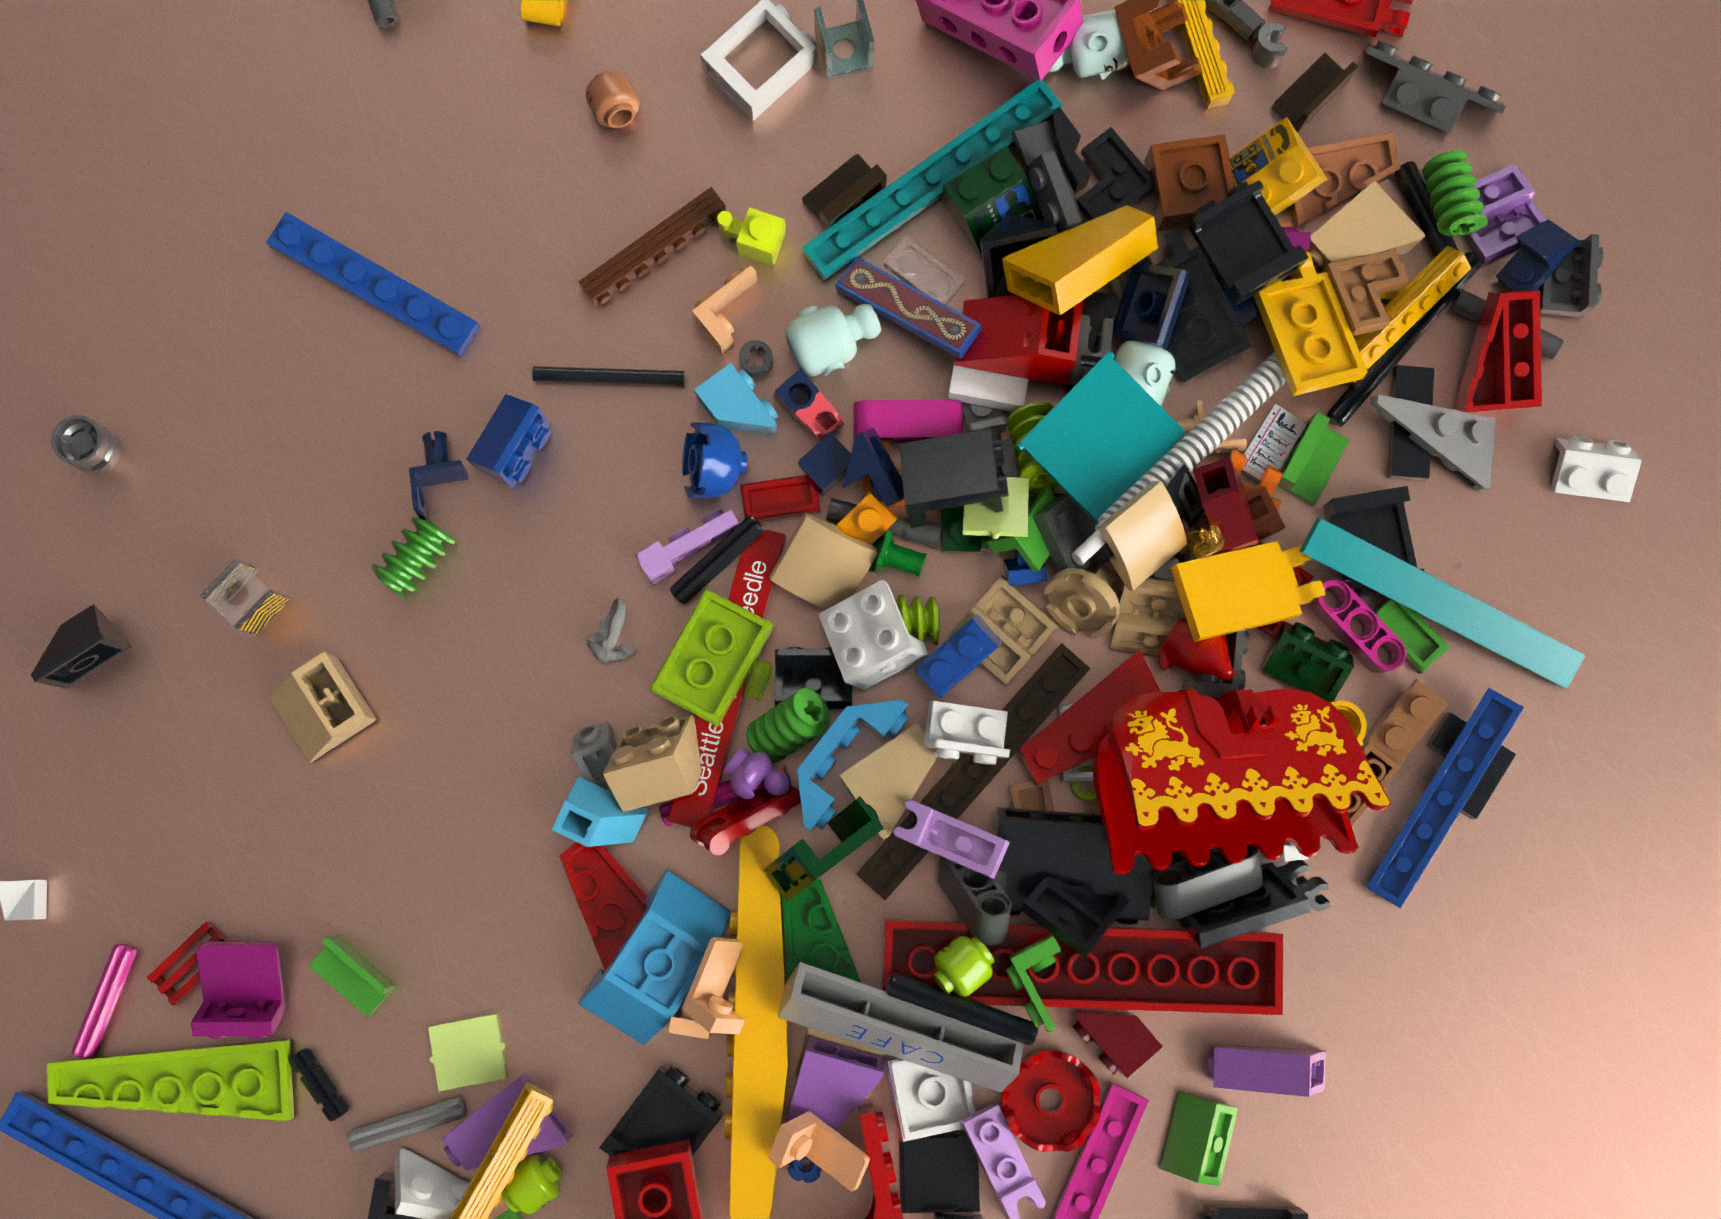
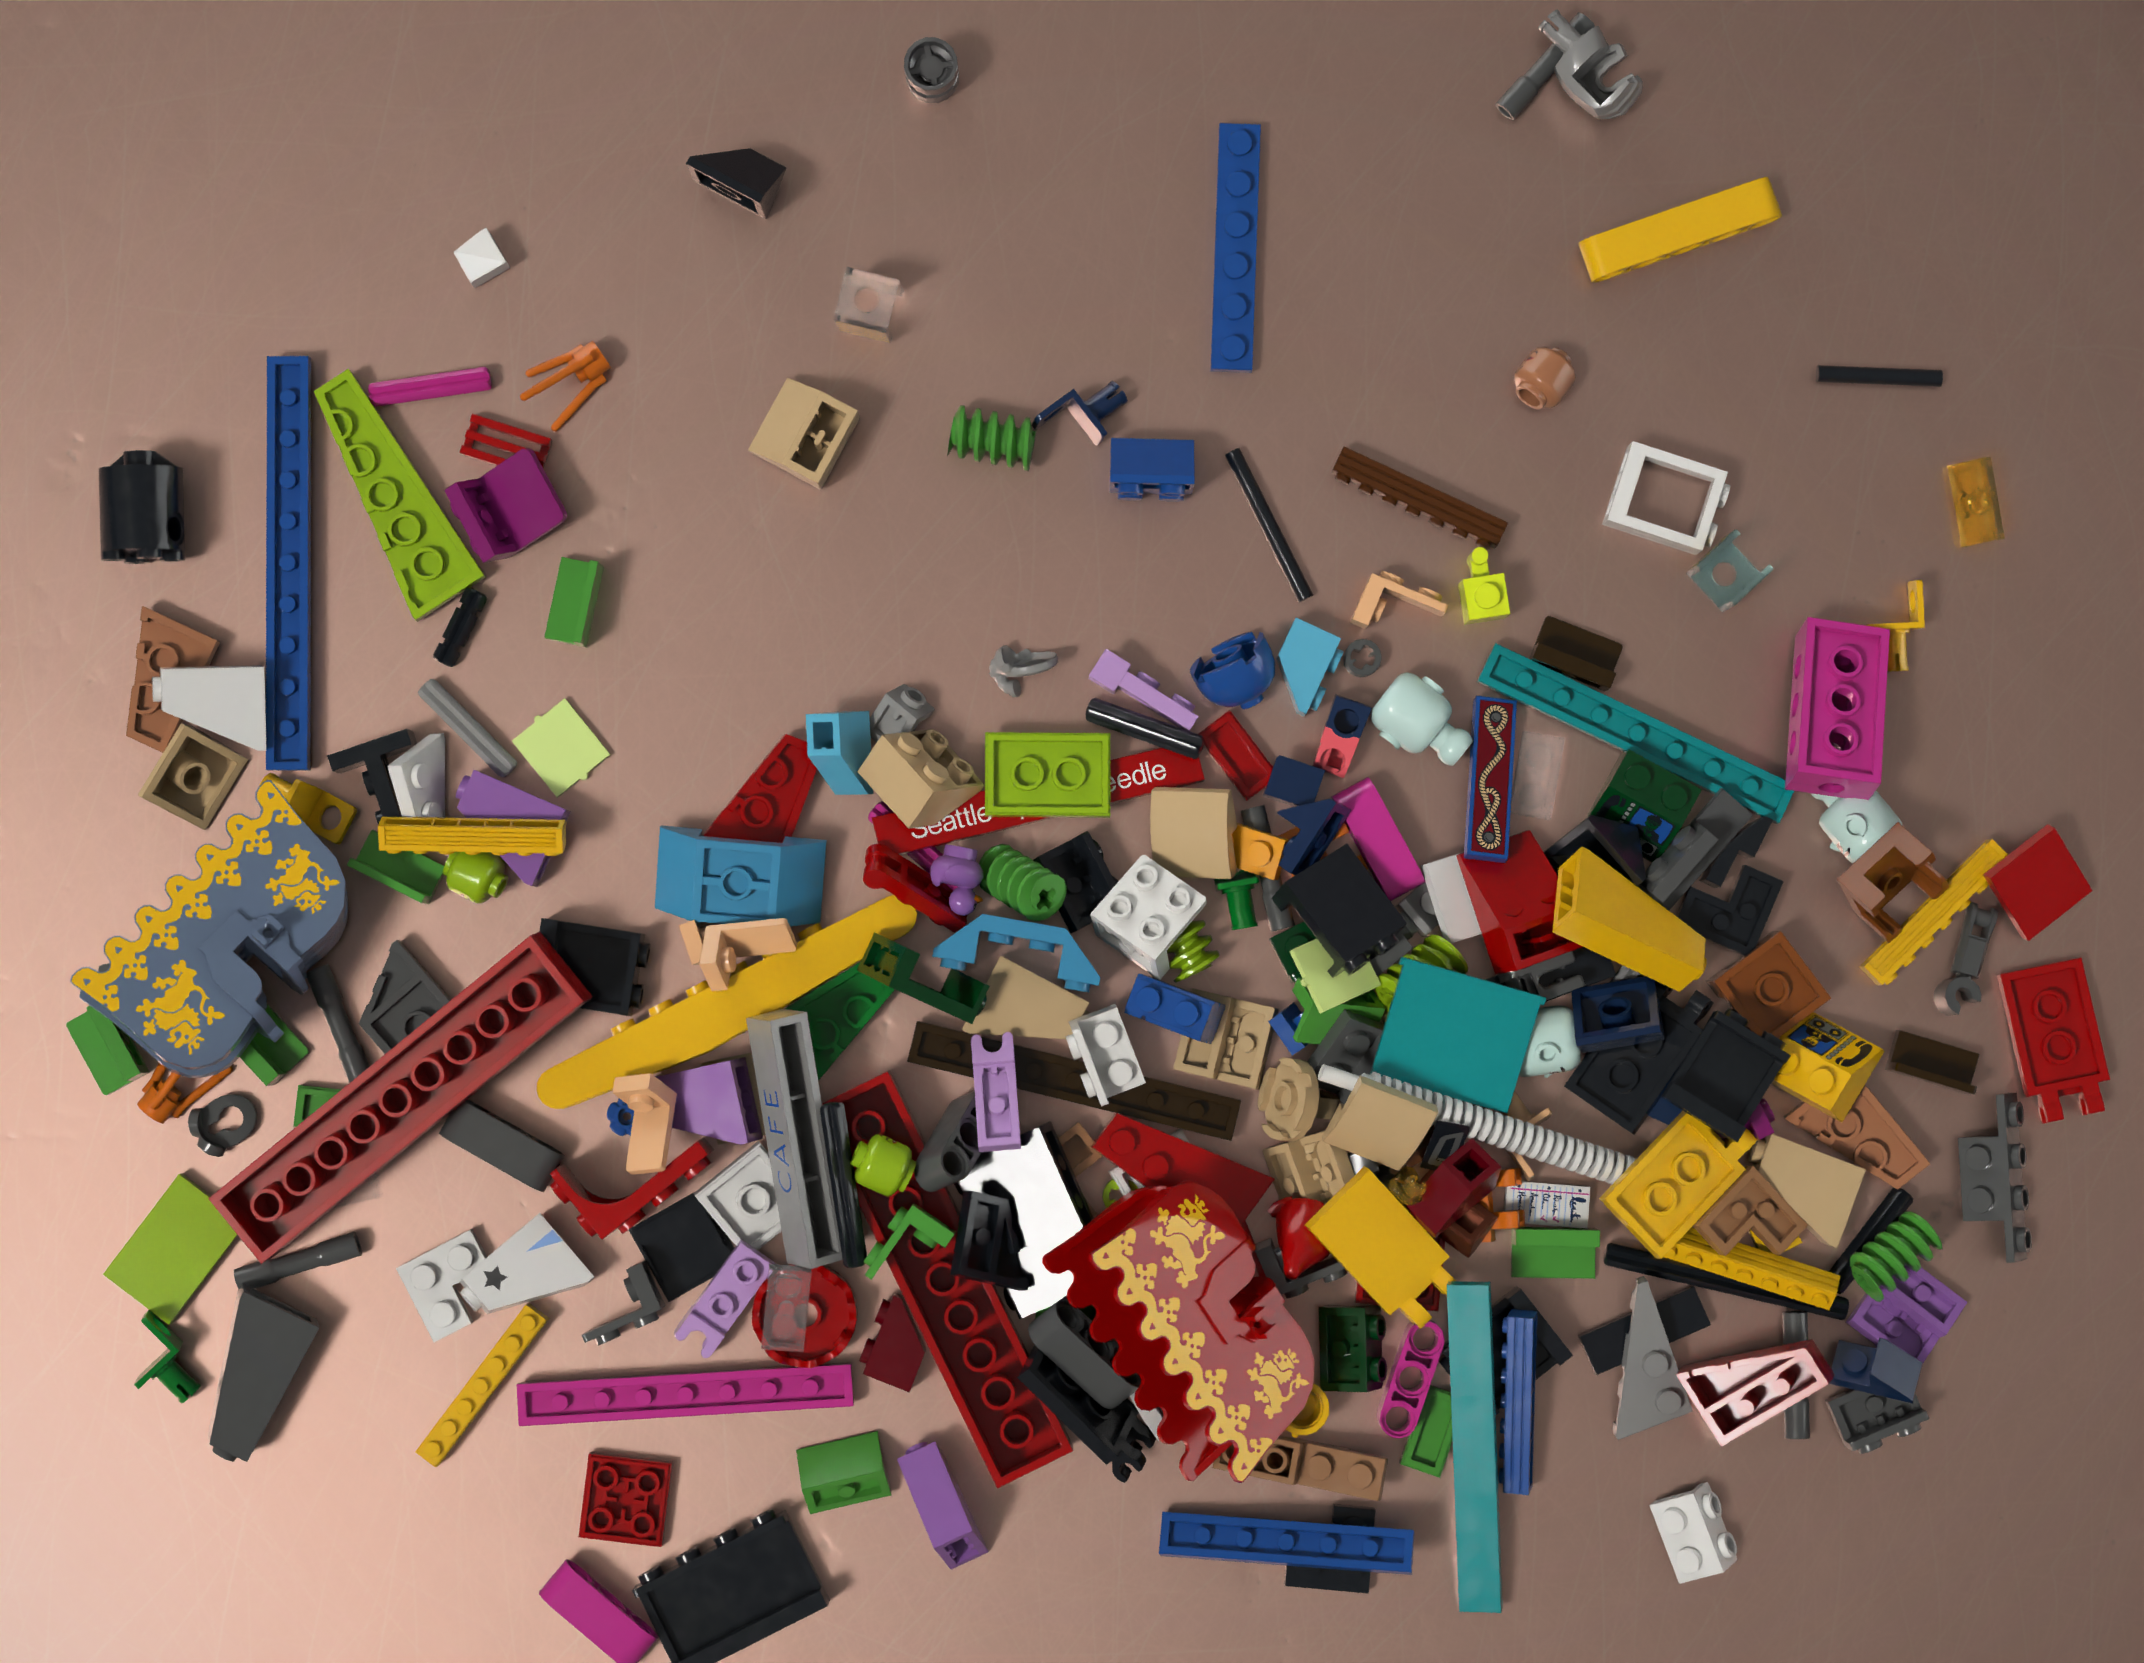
camera: 65 degrees right, 5 degrees up
(160, 859) = (584, 362): none -> orange plant
(758, 680) = (1050, 831): clear neon green tile -> none
(1039, 1114) = (786, 1308): none -> clear plate
(1421, 549) = (1518, 1401): none -> blue piece

